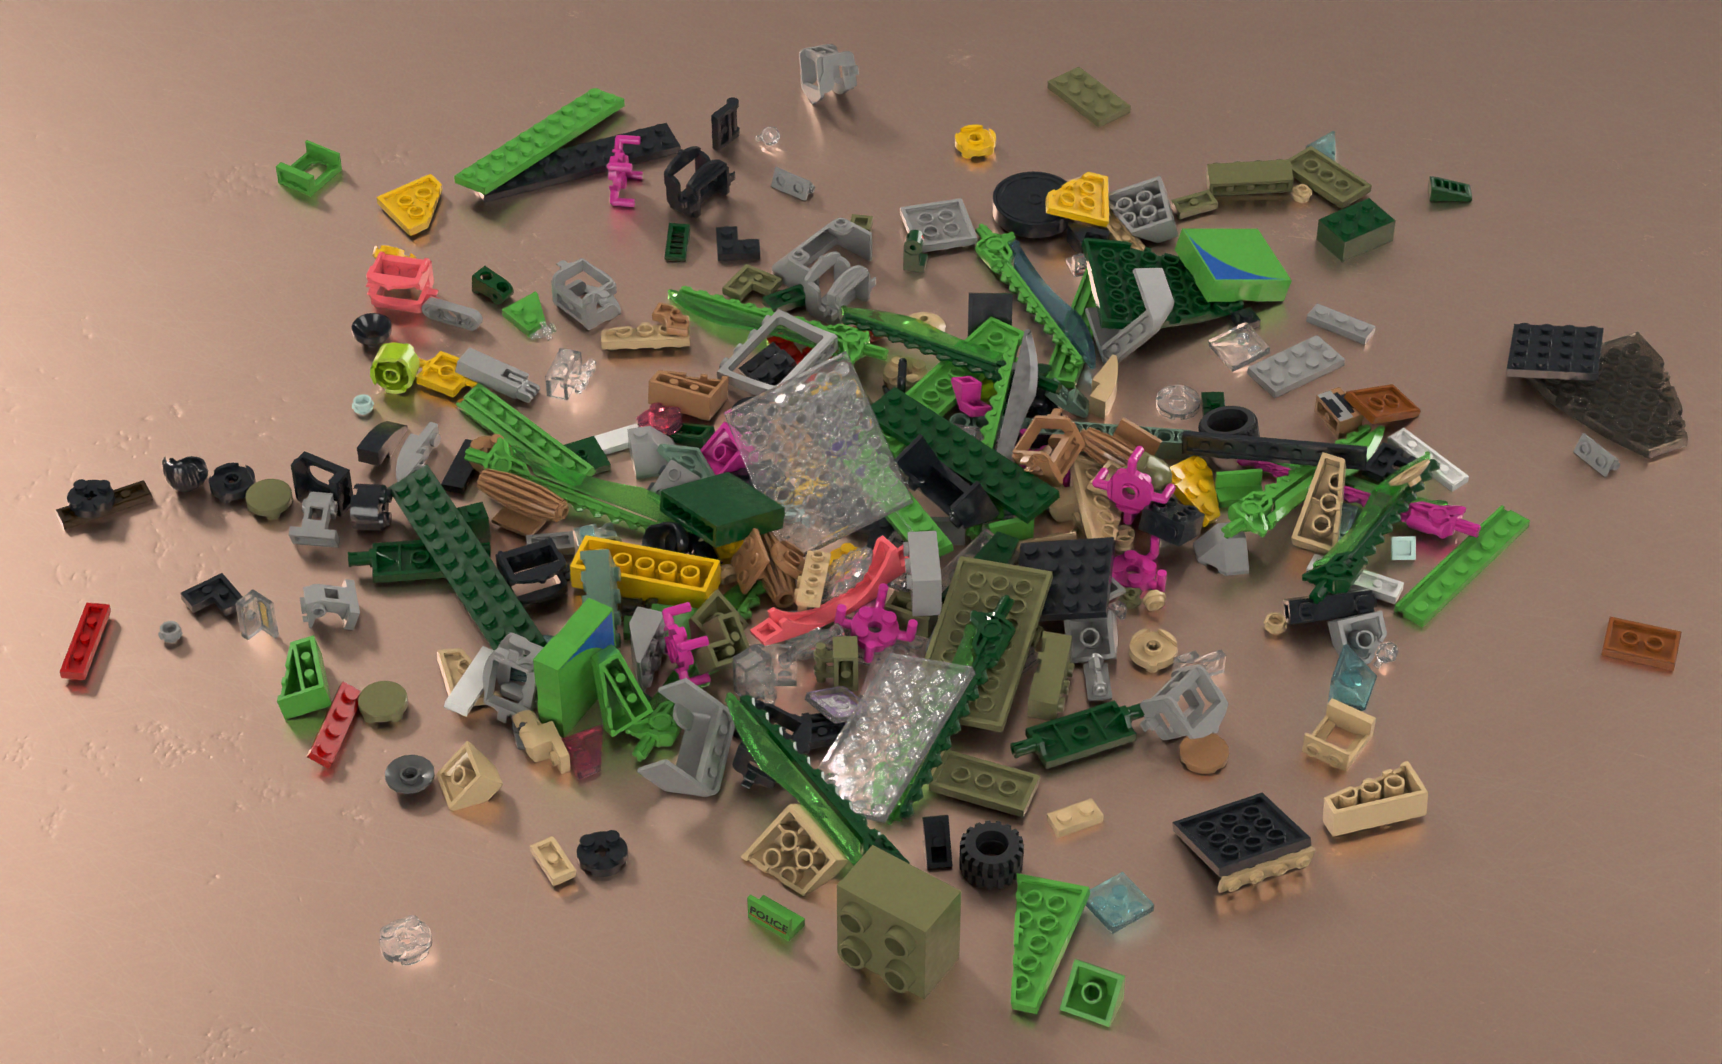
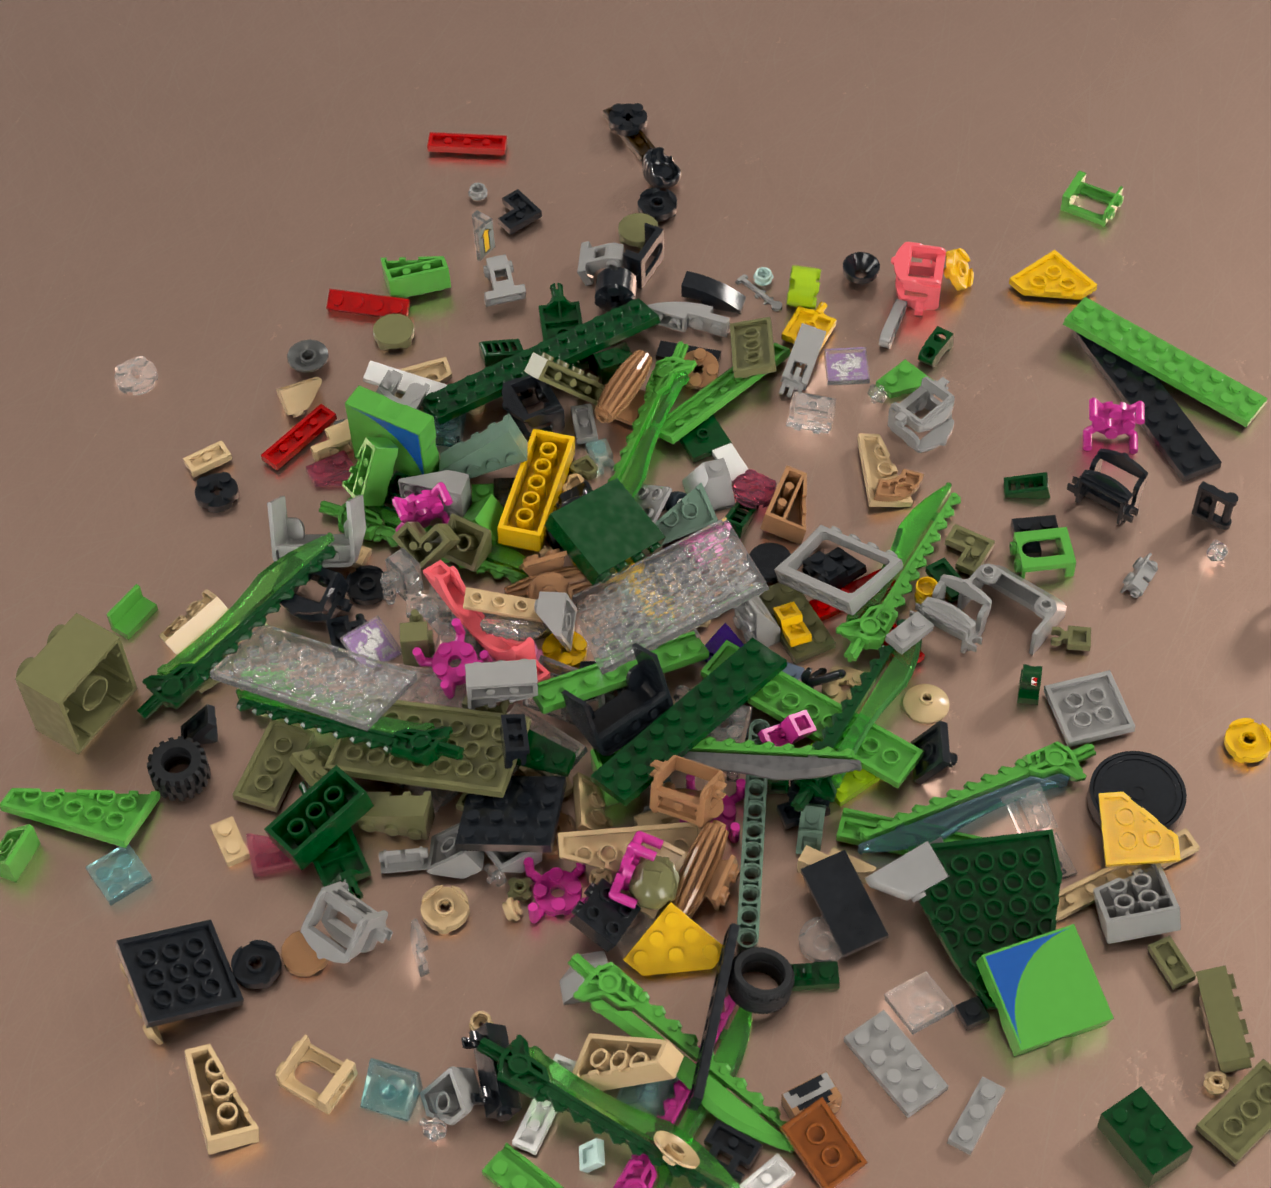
camera: 90 degrees right, 10 degrees up
(402, 400) = (776, 305): none -> light grey piece
(431, 617) = (489, 350): none -> dark green slope
(475, 406) = (752, 347): none -> olive plate
(503, 348) = (846, 366): none -> clear tile
(511, 530) = (564, 378): none -> olive brick
(532, 780) = (298, 437): none -> red plate
(763, 224) = (1065, 559): none -> bright green panel
(801, 307) = (924, 589): none -> yellow wheel
(836, 536) = (558, 615): none -> light grey slope
(864, 310) = (909, 632): none -> light grey plate
(991, 744) = (311, 763): none -> olive plate
(997, 555) = (514, 739): none -> black hinge
(1050, 265) = (1034, 807): none -> clear plate
(1068, 720) = (319, 817): none -> dark green brick
(1078, 232) = (1083, 844): black slope -> none
(1092, 782) = (266, 856): none -> clear pink wing
(1149, 376) = (844, 903): none -> black tile
(1209, 780) = (262, 976): none -> black plate
(1236, 484) = (679, 995): bright green panel -> none

